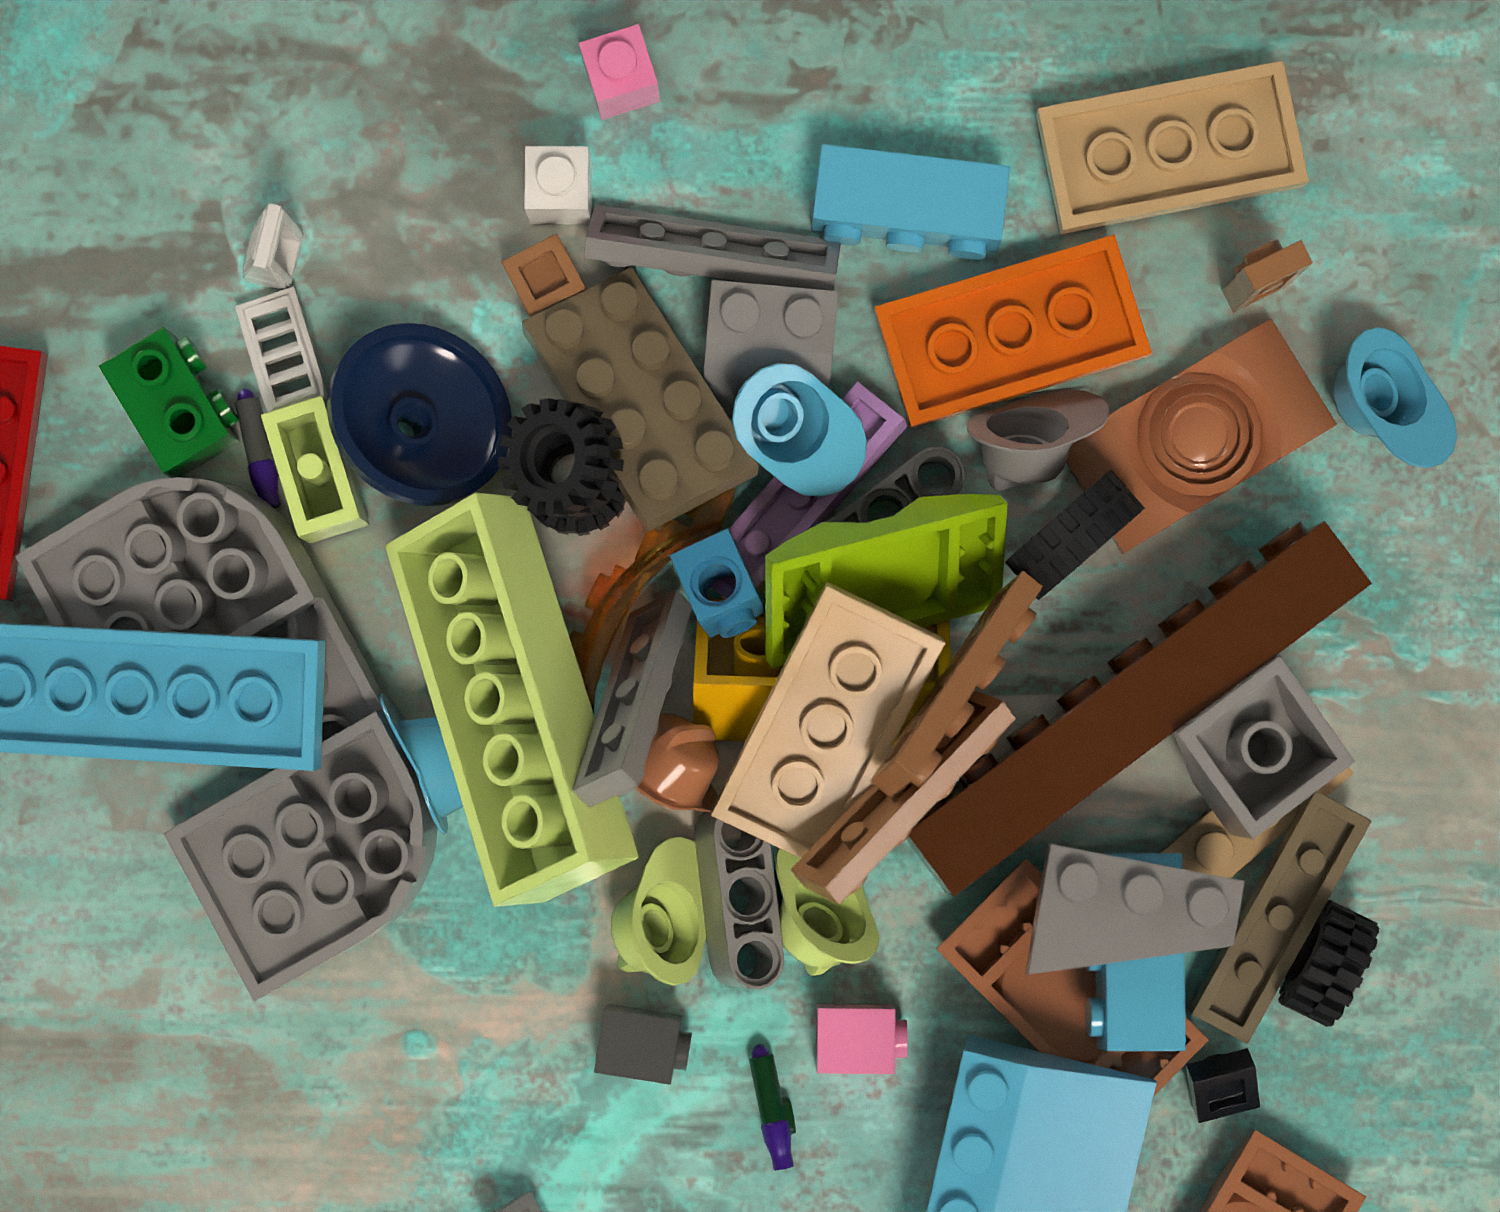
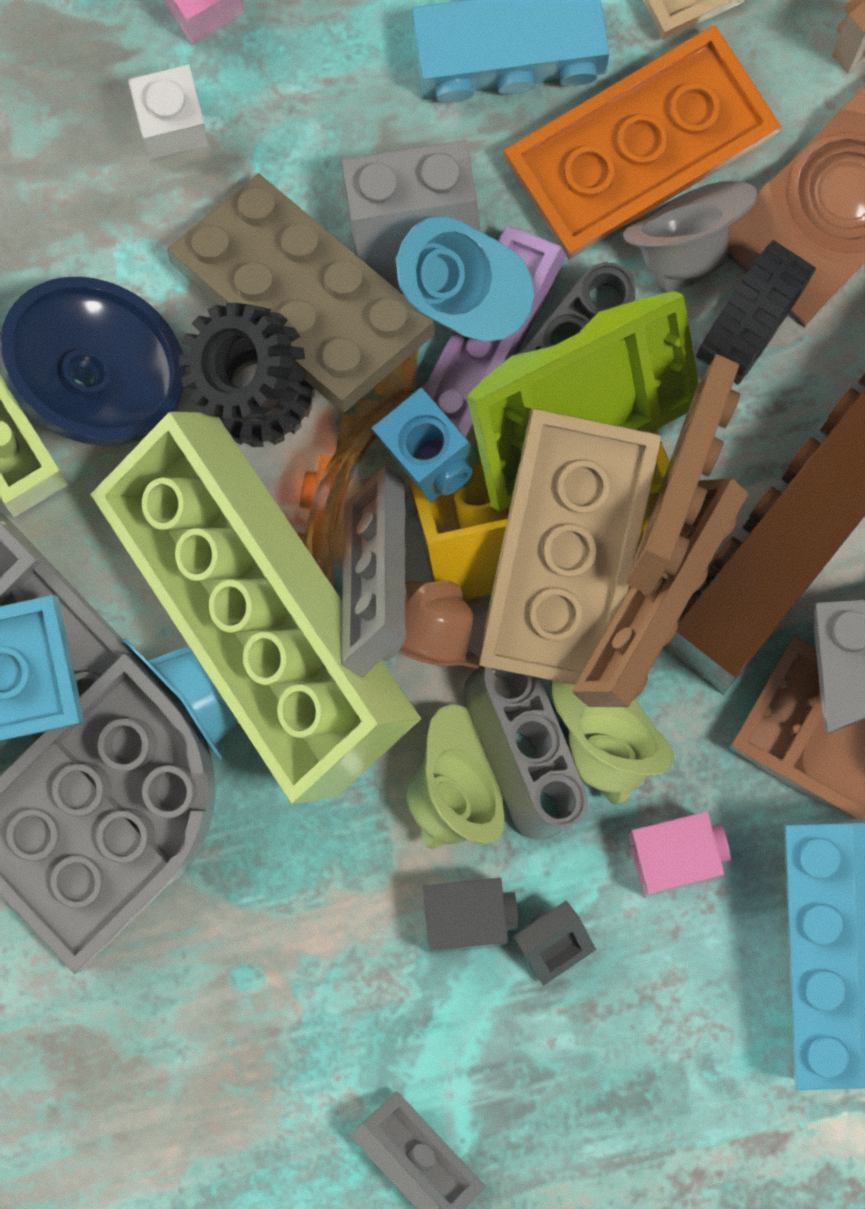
camera: 20 degrees left, 5 degrees down
(543, 275) = (175, 201): medium nougat plate -> none
(710, 249) = (329, 136): light grey plate -> none
(716, 1091) = (554, 942): none -> dark grey plate
(774, 1110) = (615, 948): piece -> none

